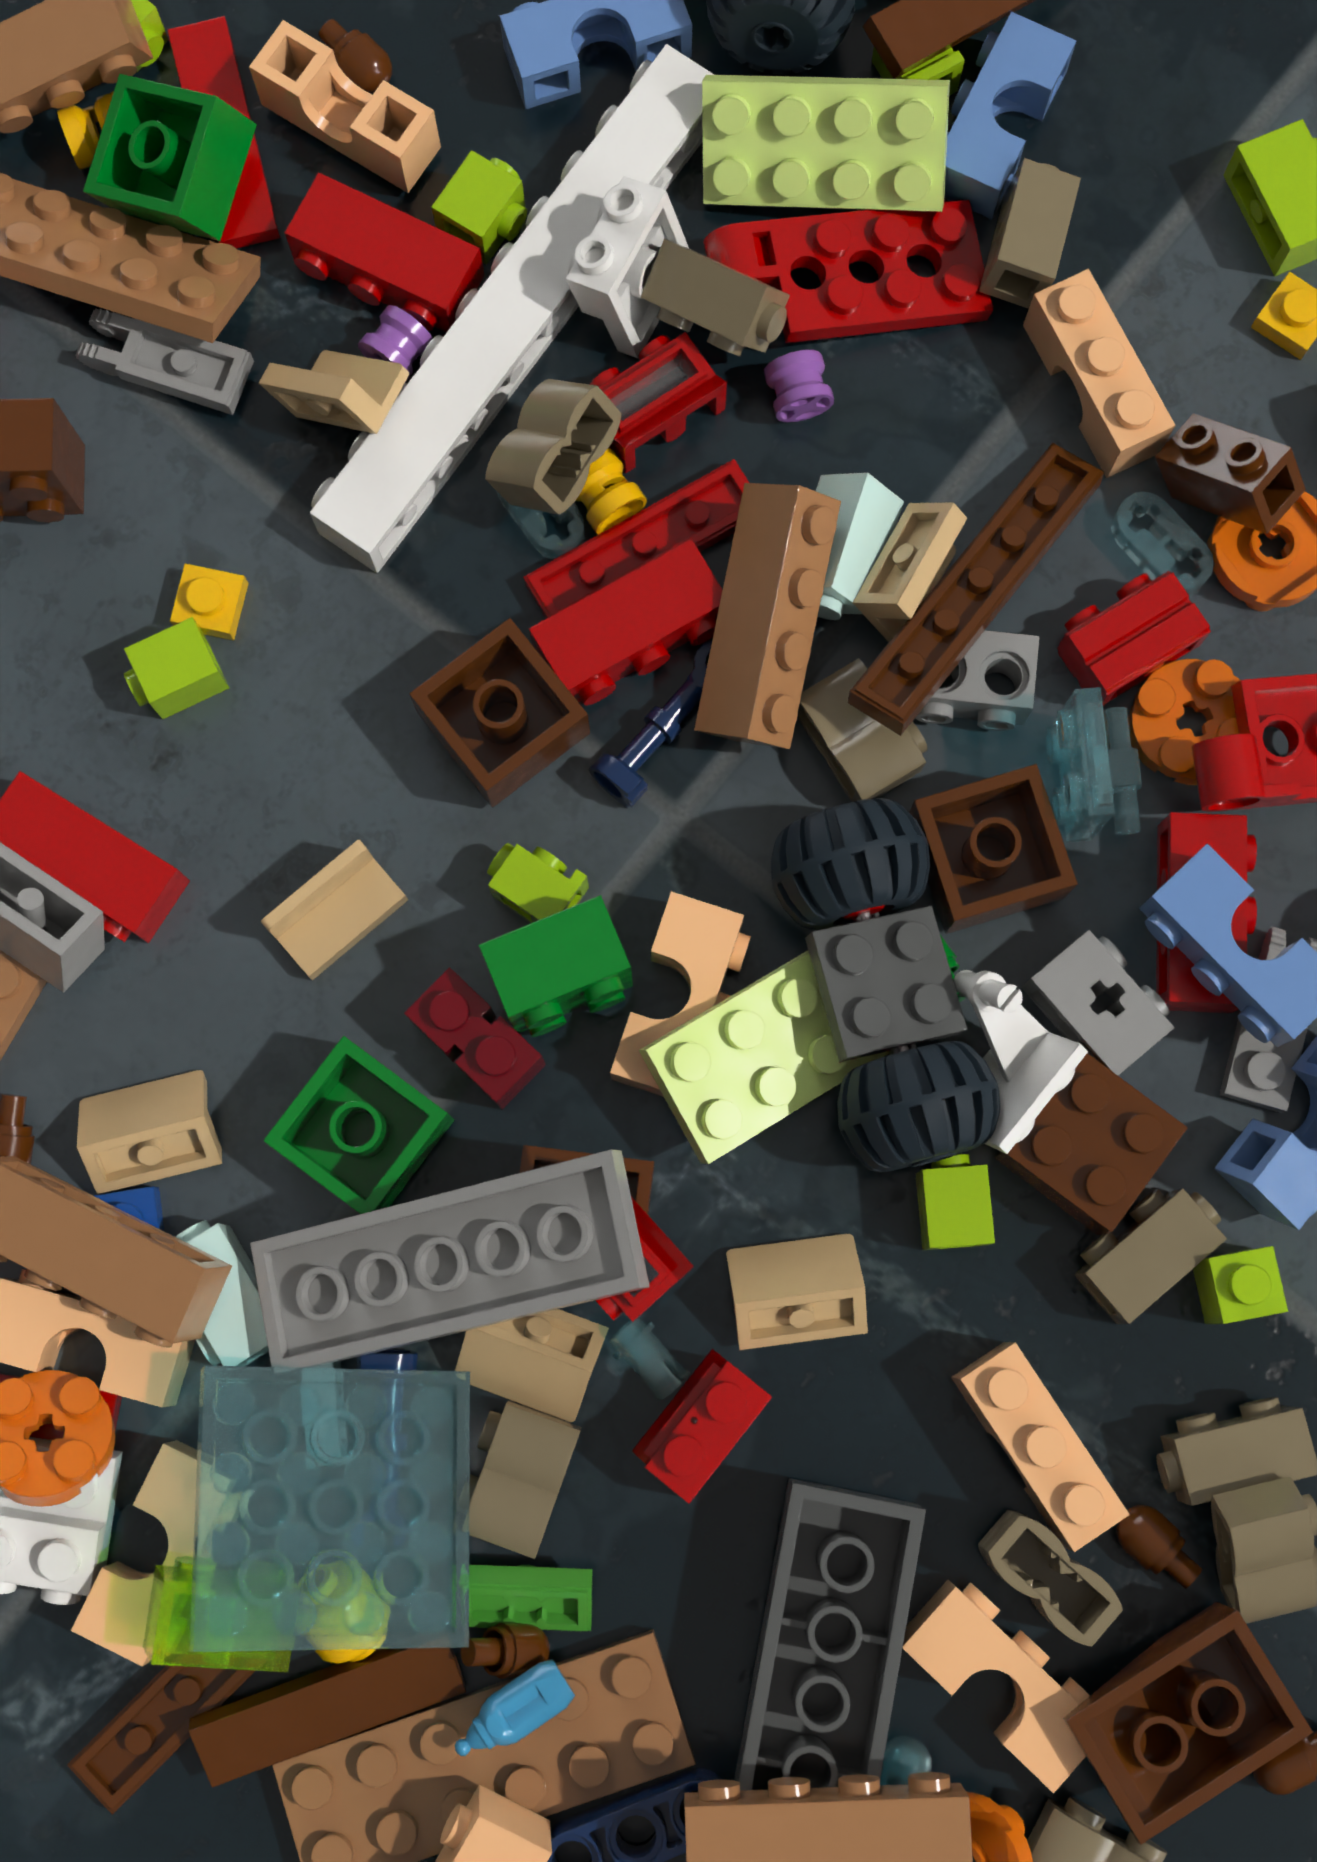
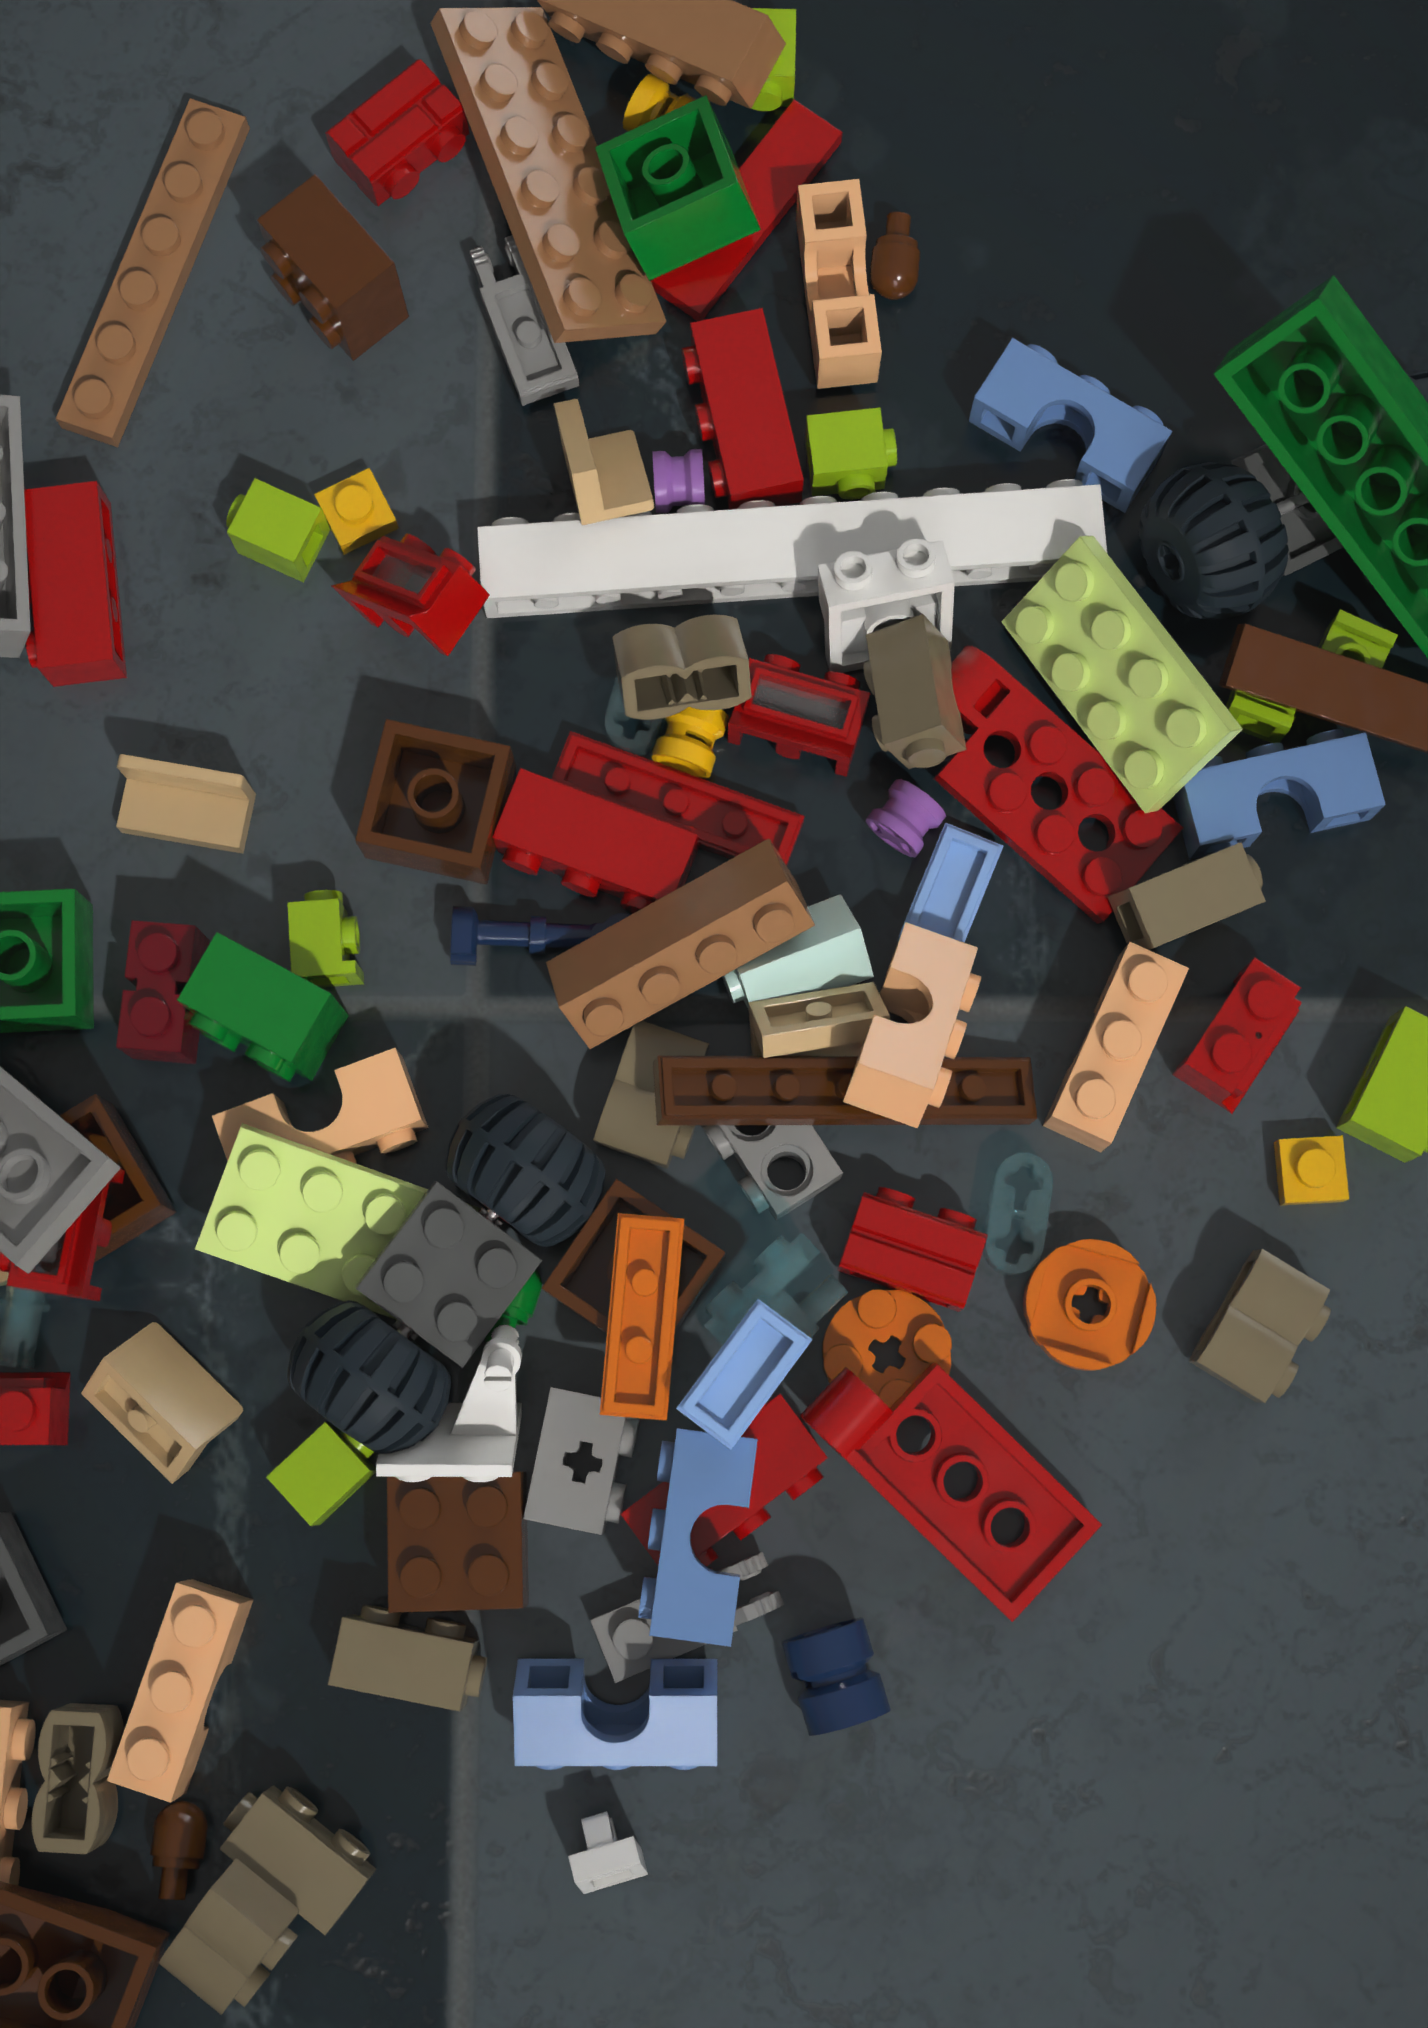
camera: 50 degrees right, 0 degrees up
(317, 595) = (416, 590): none -> red window
(879, 403) = (954, 883): none -> light blue tile
(996, 516) = (902, 1062): none -> light nougat arch
(1040, 861) = (642, 1317): none -> orange tile
(1152, 812) = (744, 1374): none -> light blue tile
(1165, 277) = (1241, 1035): none -> red window
(1230, 472) = (1111, 1220): reddish brown brick -> none
(1240, 1286) = (434, 1753): lime brick -> none

